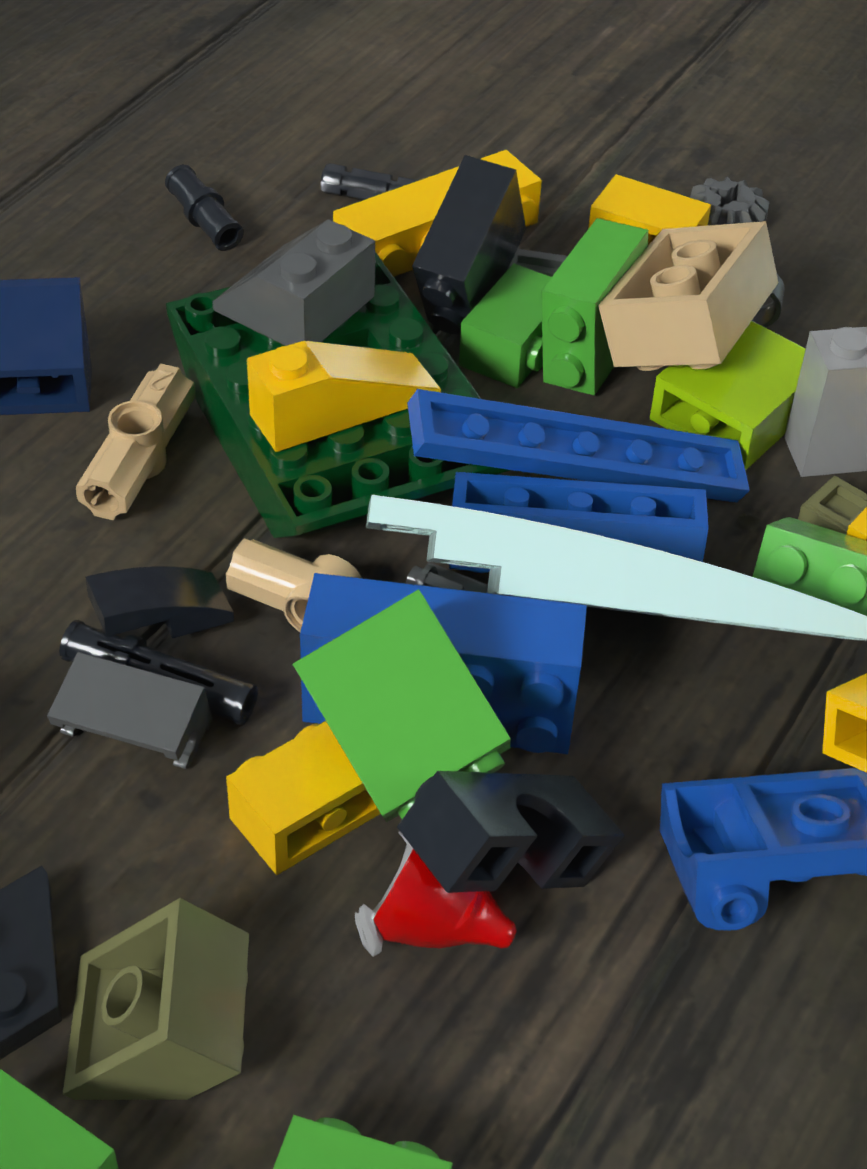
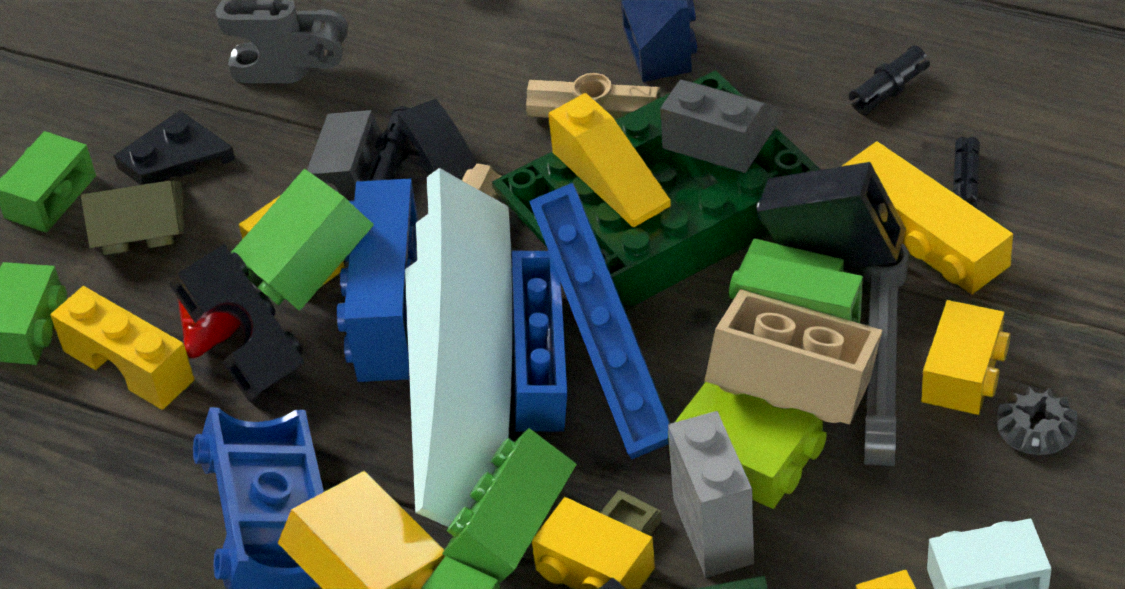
camera: 90 degrees right, 0 degrees up
(441, 1058) = (147, 357): none -> yellow arch

